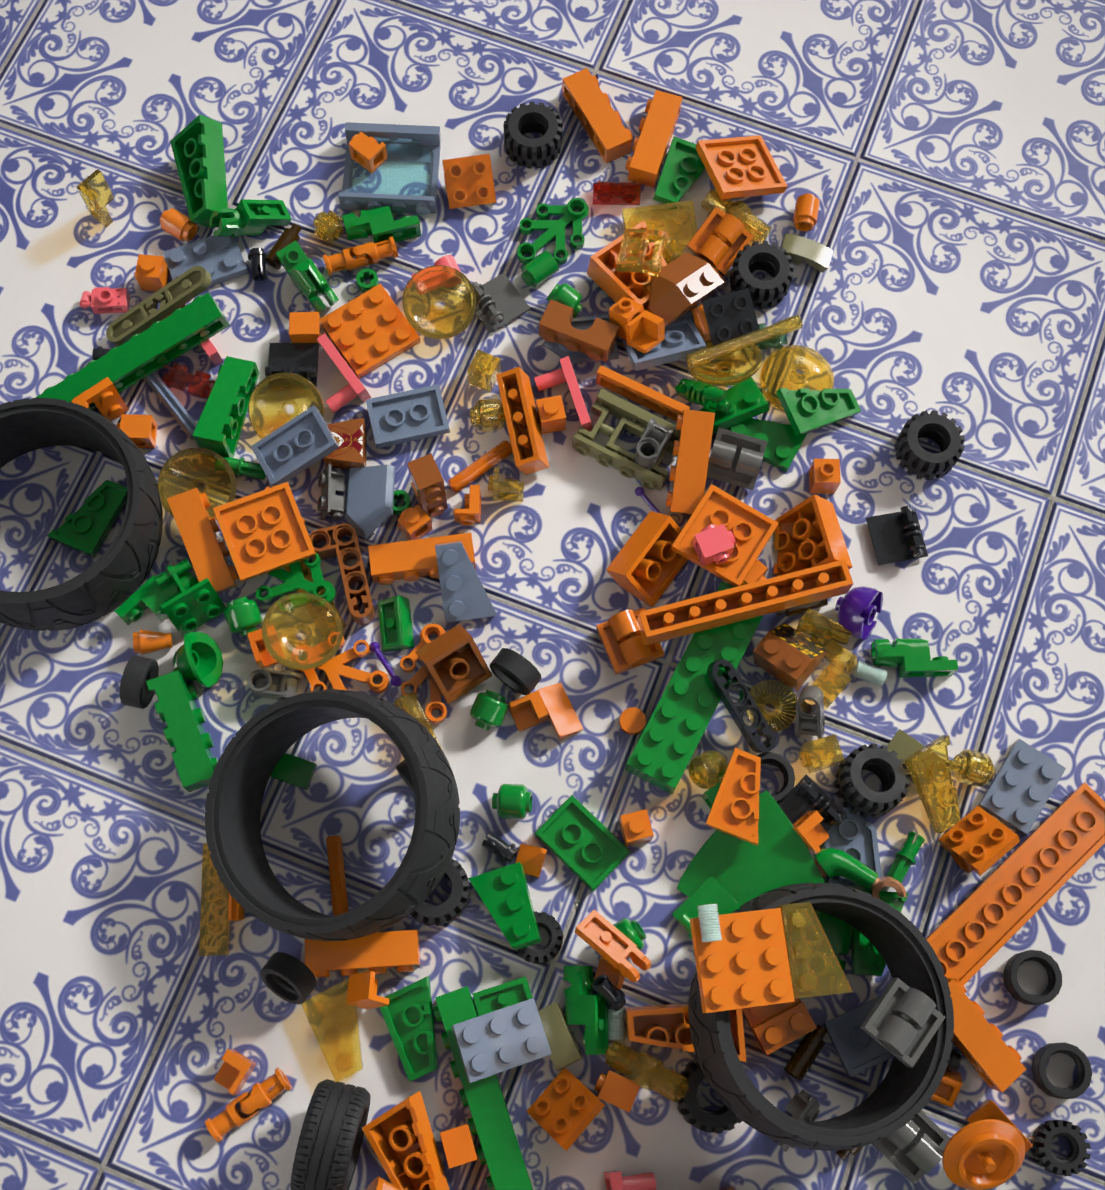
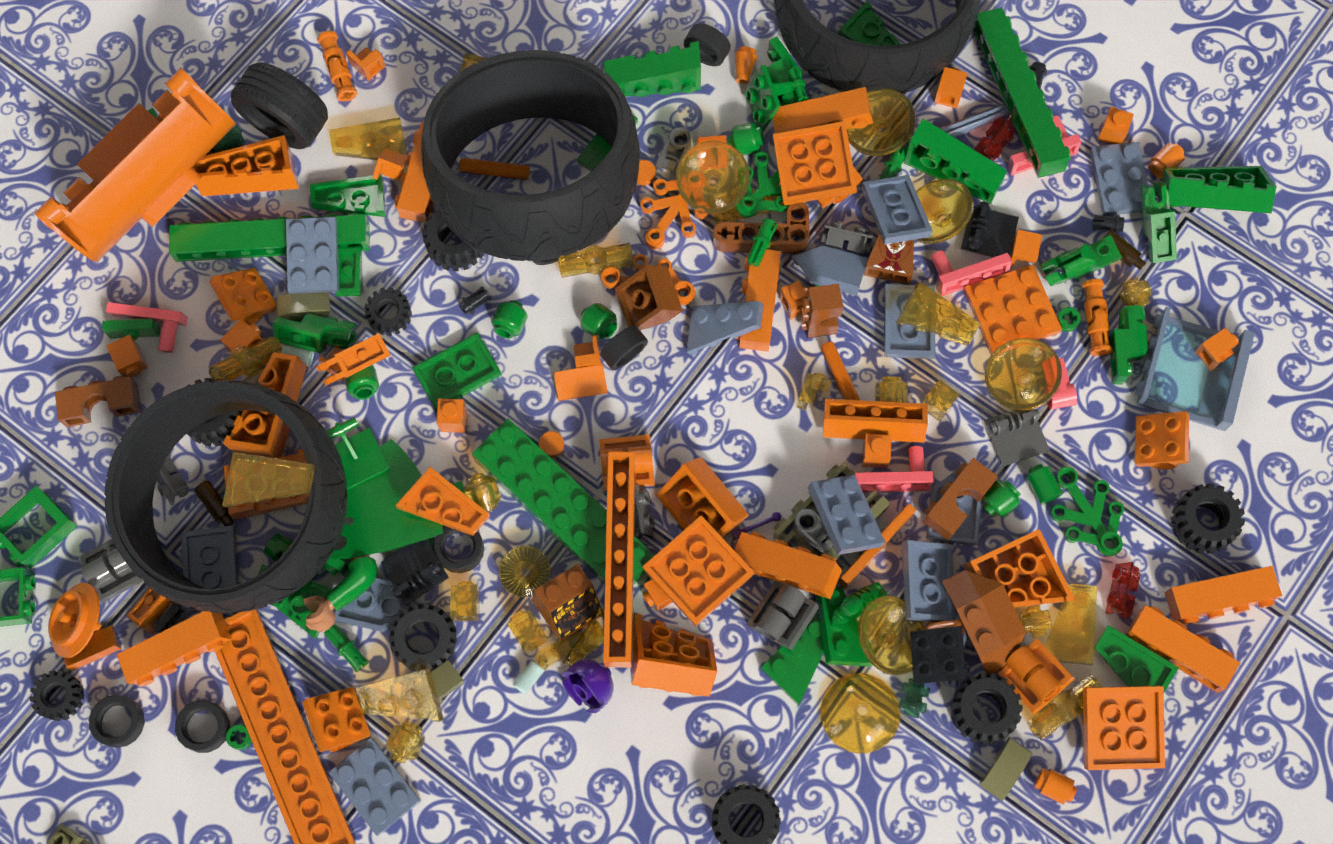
camera: 110 degrees right, 0 degrees up
(96, 196) = (1209, 87): clear yellow panel -> none
(105, 398) = (986, 59): orange plate -> none
(106, 300) = (1096, 85): coral piece -> none
(170, 298) = (1080, 136): olive piece -> none
(199, 659) = (715, 97): green helmet -> none
(288, 978) = (416, 111): black tyre -> none
(365, 563) = (761, 242): none -> green axle
(395, 624) = (704, 266): green slope -> none
(395, 680) = (649, 251): dark purple hinge -> none
(398, 389) = (937, 315): none -> clear yellow wing
(458, 1146) = (246, 206): orange panel -> none
(472, 510) = (802, 358): orange bracket -> none
(509, 903) = (421, 292): green wing -> none
(531, 859) = (456, 324): orange slope -> none
(613, 998) = (319, 348): black pin -> none
(623, 312) = (962, 549): orange brick -> none
(630, 417) = (846, 514): none -> sand blue plate
(634, 249) = (1033, 571): clear yellow plate -> none
(645, 331) = (940, 560): orange panel -> none
(709, 354) = (915, 705): clear yellow piece -> none
(709, 923) = (306, 388): light aqua piece -> none
(714, 544) = (686, 549): coral brick -> none
(743, 704) = (526, 531): black beam -> none
(746, 965) = (279, 417): orange plate -> none
(810, 718) = (504, 601): dark grey piece -> none
(811, 831) = (394, 562): orange panel -> none
(816, 408) = (816, 716): green wing -> none
(824, 476) = (741, 699): orange brick -> none
(897, 536) = (659, 755): black hinge -> none
(903, 1021) = (183, 542): dark grey plate -> none
(911, 658) = (530, 721): green plate -> none
(1035, 938) = (234, 744): none -> green bush

